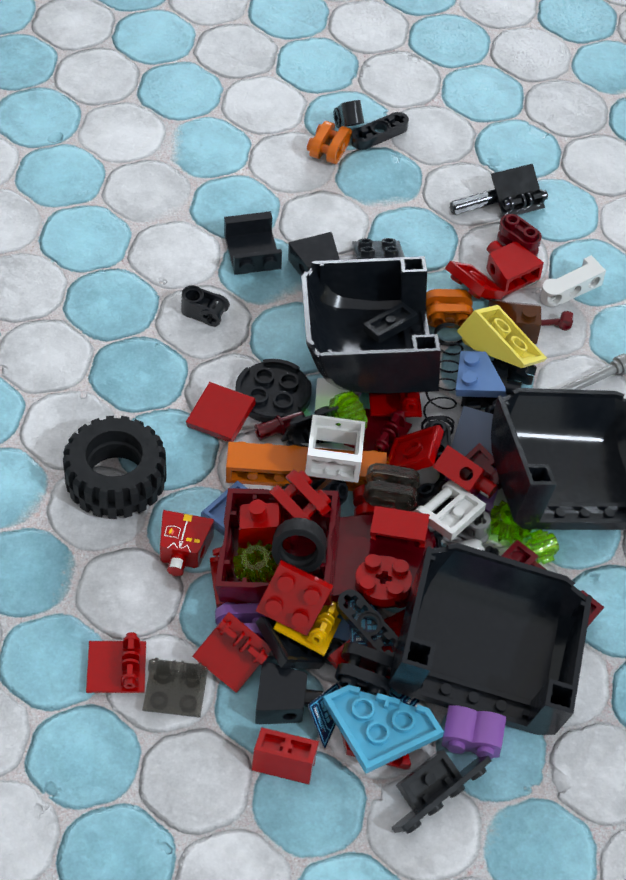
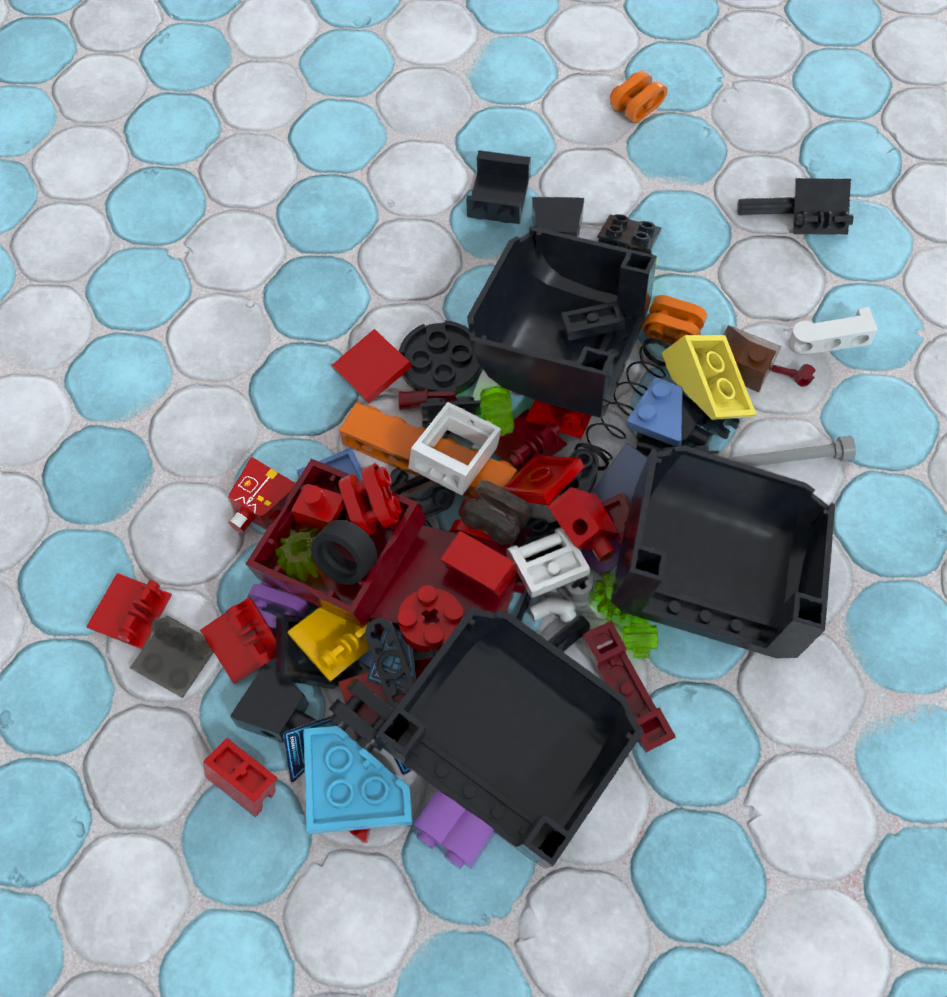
camera: 30 degrees right, 10 degrees up
(114, 494) = (225, 362): black tyre -> none
(202, 305) = (413, 241): black piece -> none
(294, 598) = (315, 608): red plate -> none
(338, 446) = (460, 441): white sticker -> none
(348, 114) = (672, 69): black piece -> none
(367, 137) = (725, 93): black beam -> none
(432, 784) = (377, 875): black bracket -> none
(476, 281) = (717, 298): red plate -> none
(512, 266) = (772, 293): red torso -> none
(515, 229) = (795, 263): dark red brick -> none

